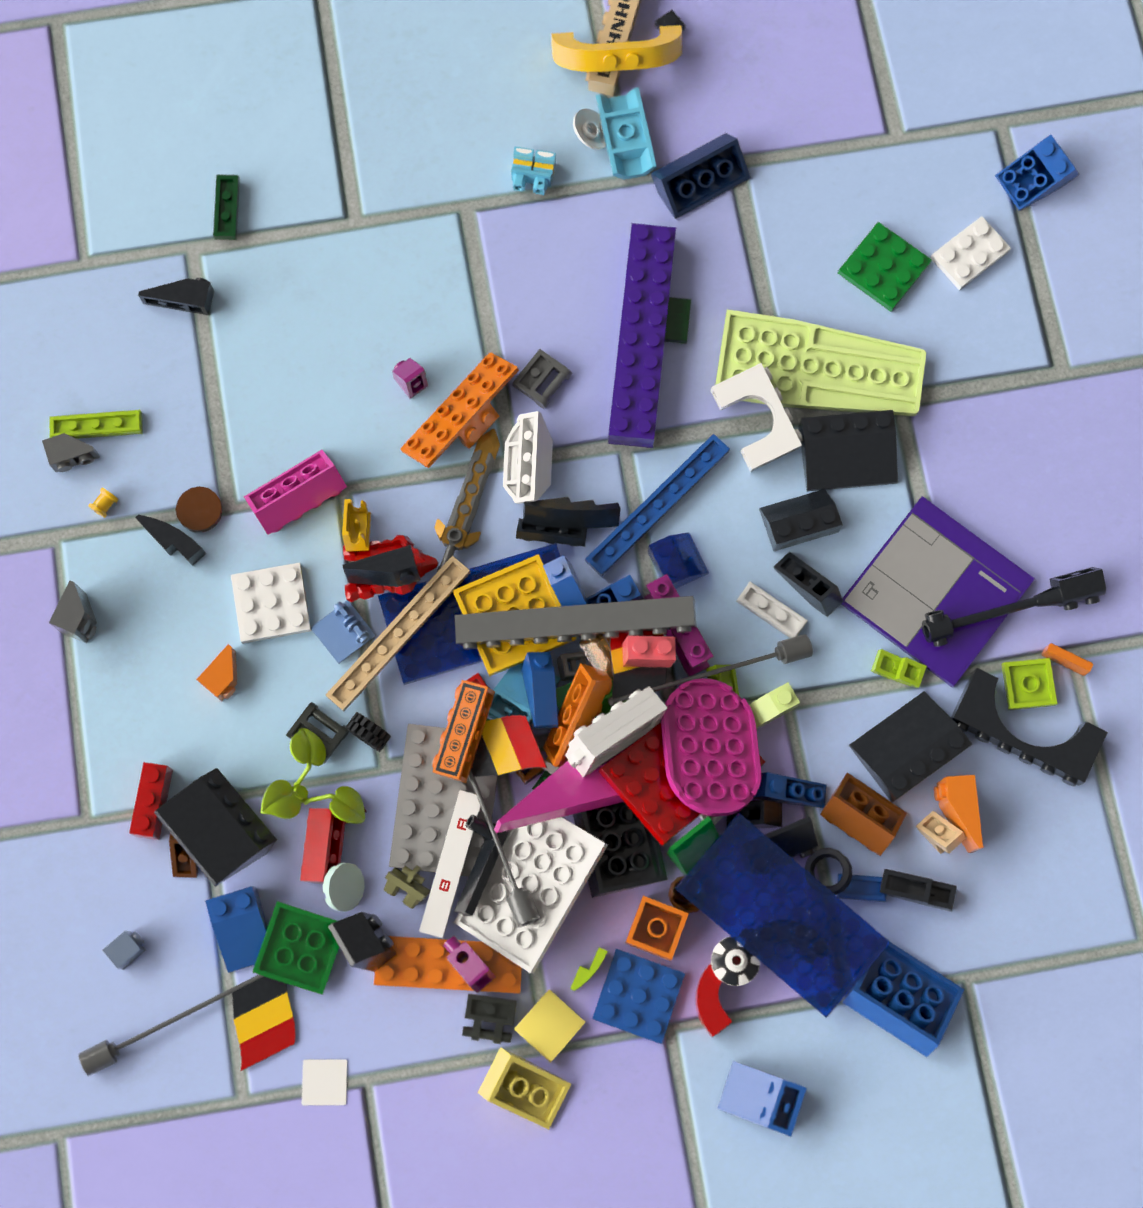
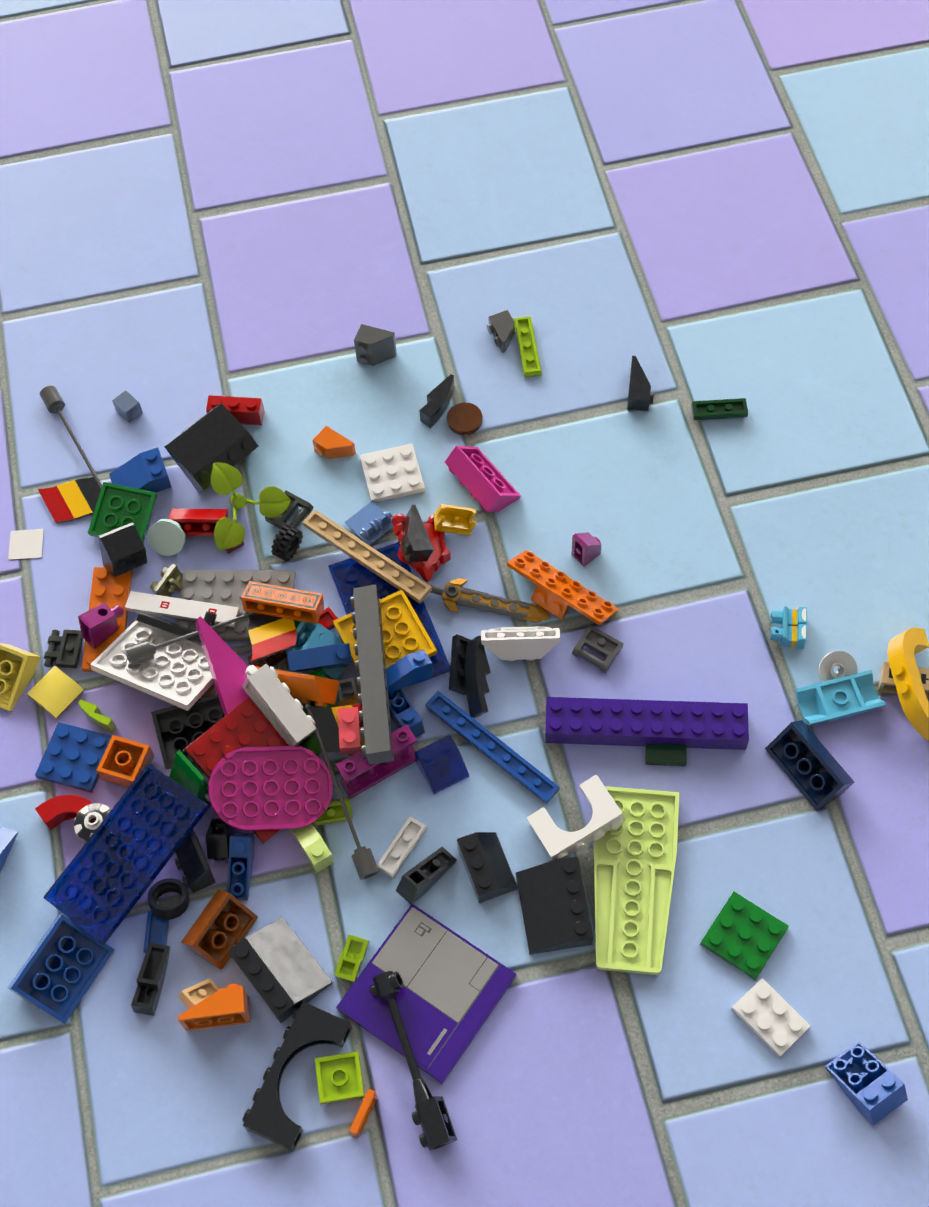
camera: 90 degrees right, 15 degrees down
(103, 502) = (464, 356): yellow bush -> none

